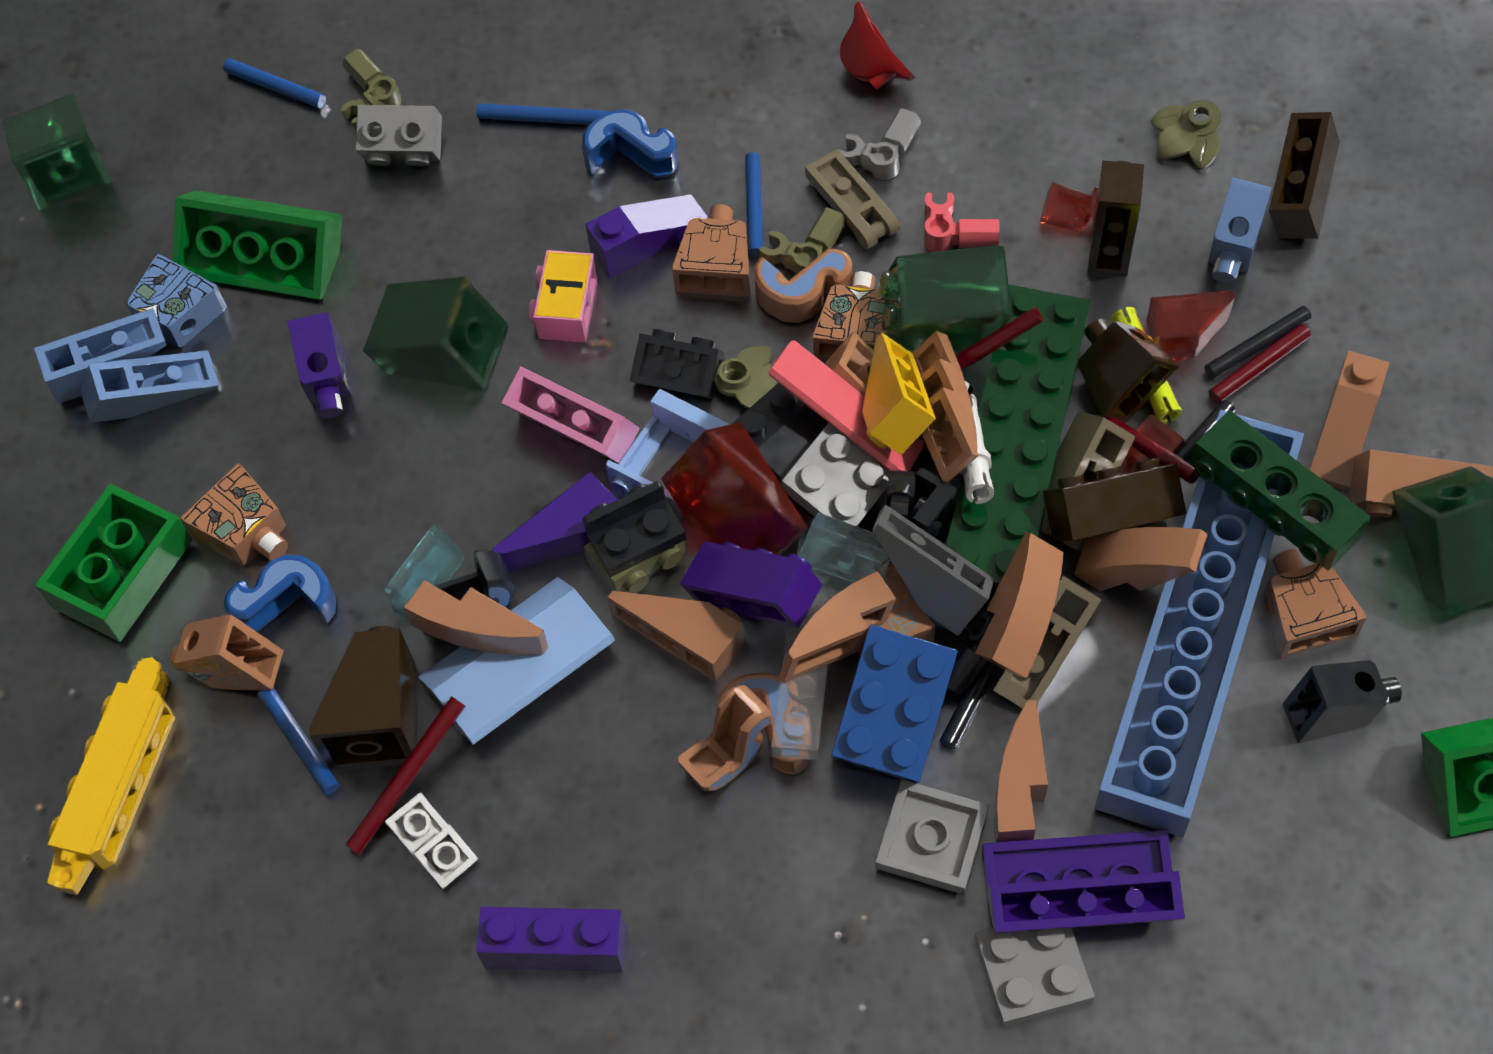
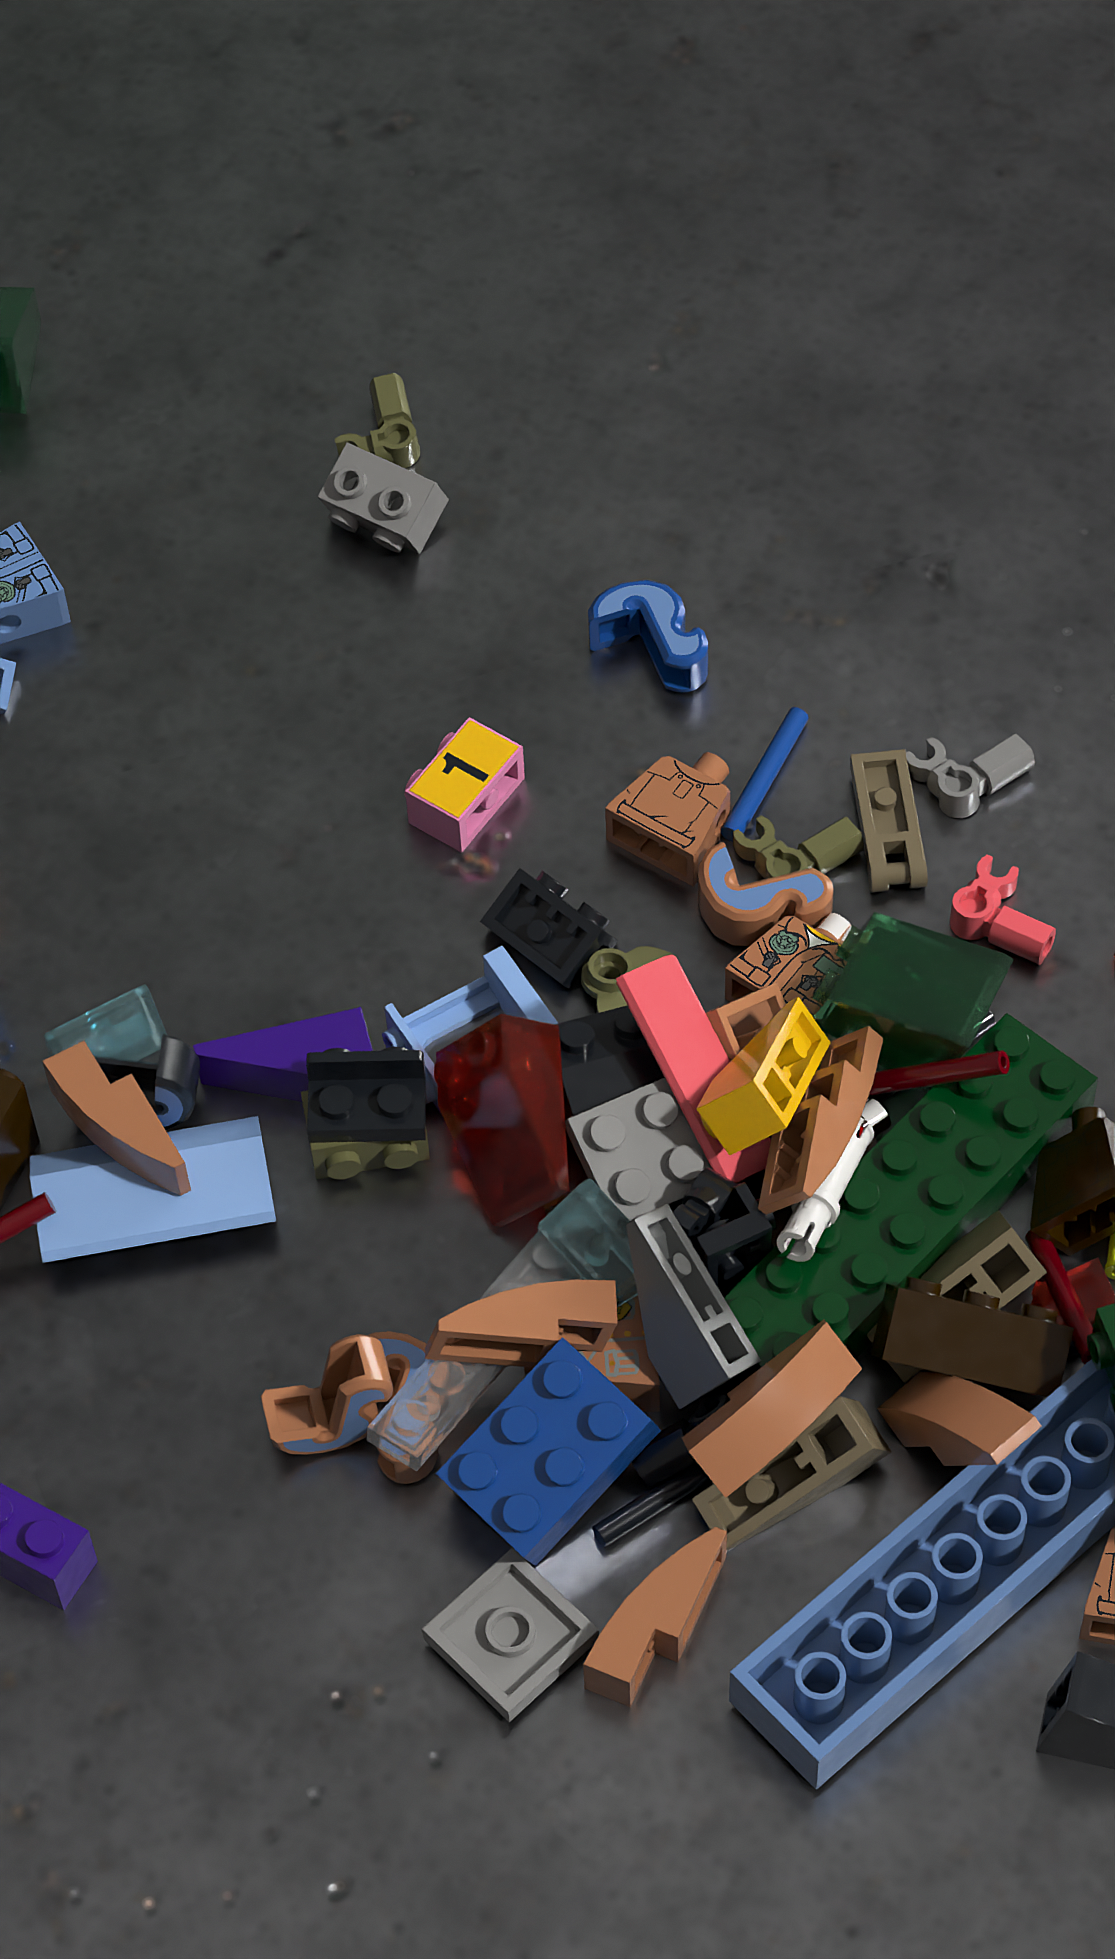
camera: 25 degrees right, 5 degrees down
(256, 243) = (142, 559): green slope -> none
(274, 83) = (279, 374): blue bar -> none
(320, 362) = (129, 734): dark purple torso -> none
(436, 333) = (286, 761): clear green slope -> none
(537, 114) = (567, 546): blue bar -> none
(570, 415) = (381, 929): bright pink brick -> none
(639, 231) = (602, 744): dark purple slope -> none
(686, 628) = (369, 1247): nougat slope -> none
(753, 582) = (469, 1227): dark purple brick -> none
(868, 54) = (1021, 644): red hat -> none
(1033, 972) = (539, 1849): light grey plate -> none
(1081, 881) = (654, 1775): dark purple slope -> none

